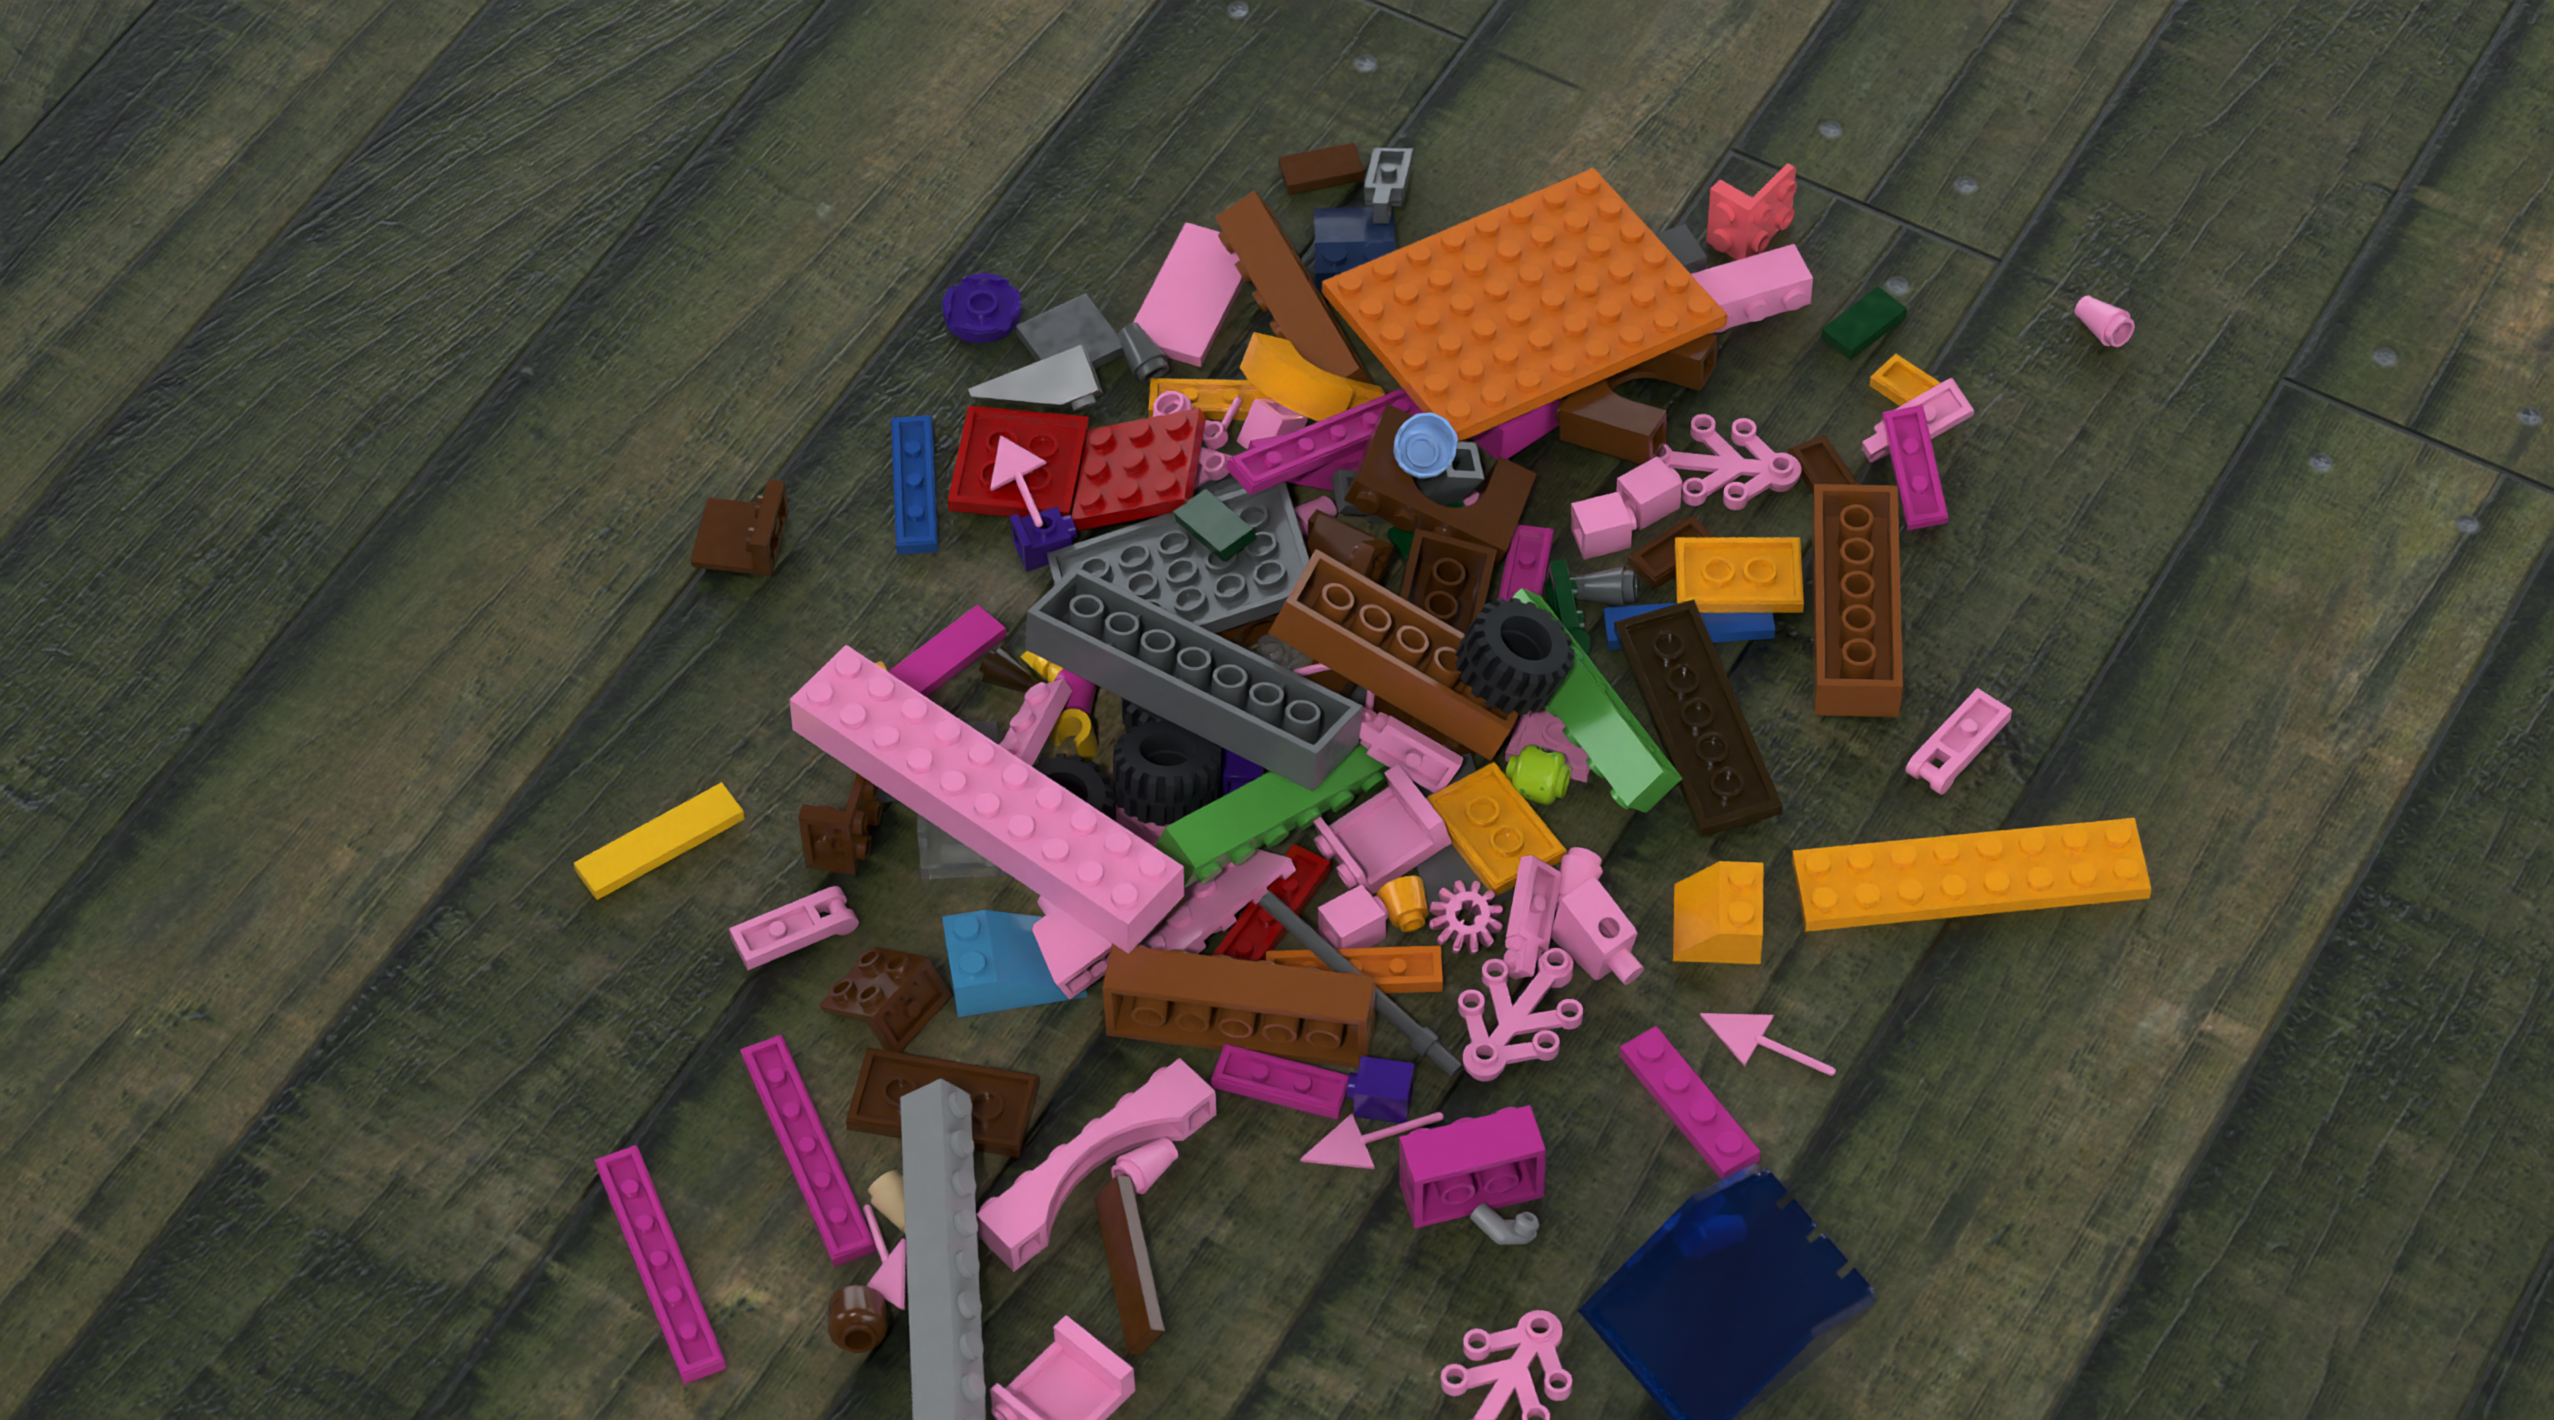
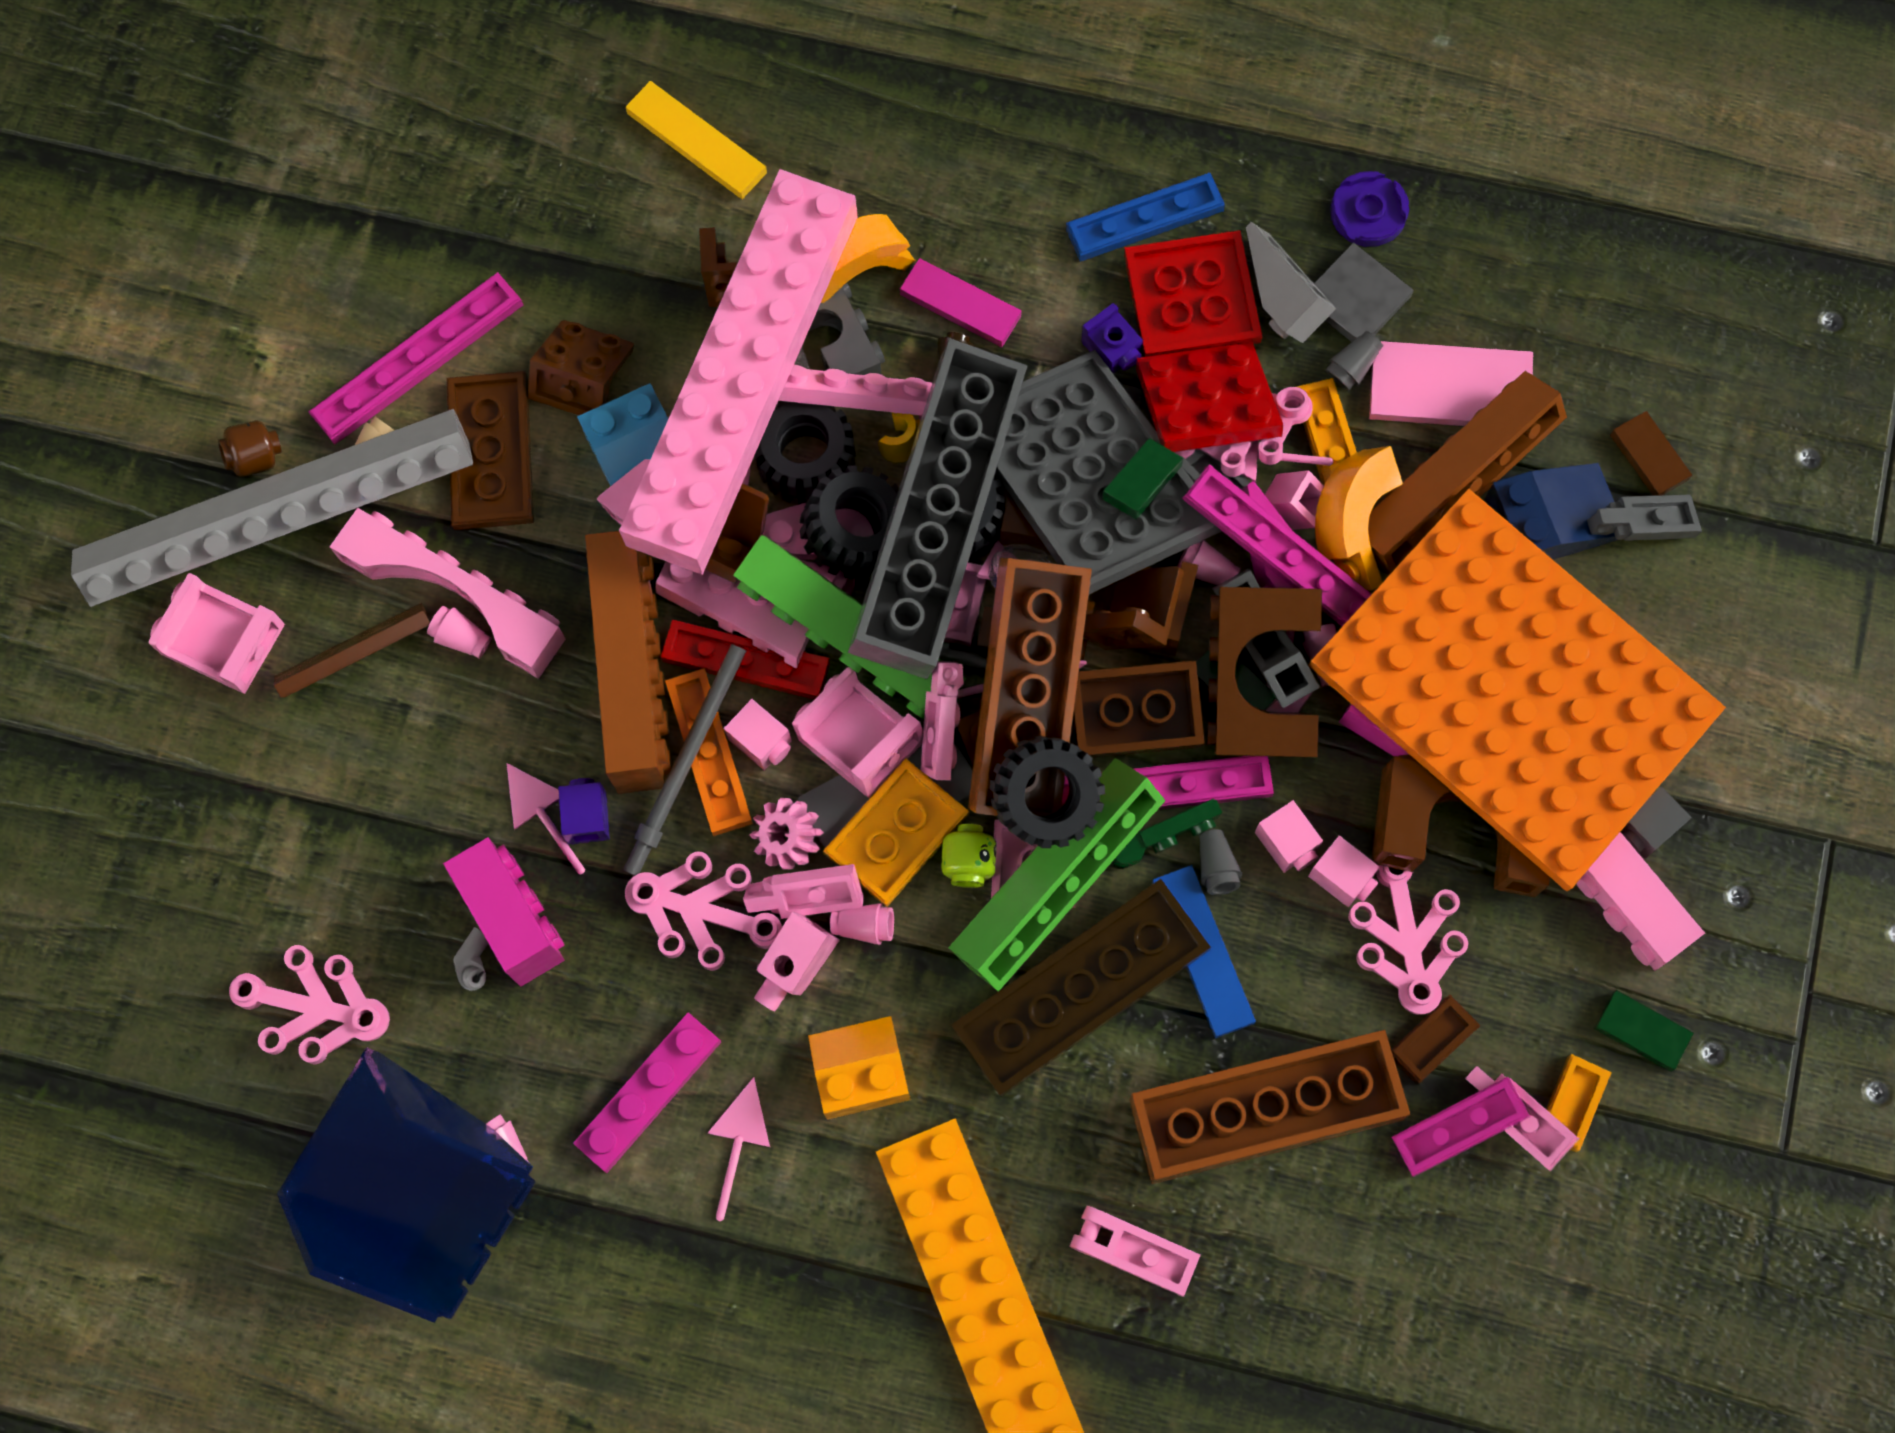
camera: 75 degrees right, 20 degrees up
(660, 1264) = (279, 282): dark pink tile -> none
(742, 533) = (1038, 93): reddish brown bracket -> none
(793, 927) = (631, 272): bright pink plate -> none
(891, 1275) = (299, 456): bright pink piece -> none
(1011, 465) = (1177, 288): bright pink piece -> none
(1280, 1081) = (579, 724): dark pink tile -> none
(1405, 902) = (791, 776): light orange hat -> none
(1425, 445) = (1276, 638): light blue hair -> none
(1656, 559) = (1286, 914): reddish brown tile -> none
(1740, 574) = (1268, 984): light orange tile -> none
(1747, 224) = (1716, 888): coral bracket -> none
(2105, 321) = (1731, 1283): bright pink cone -> none

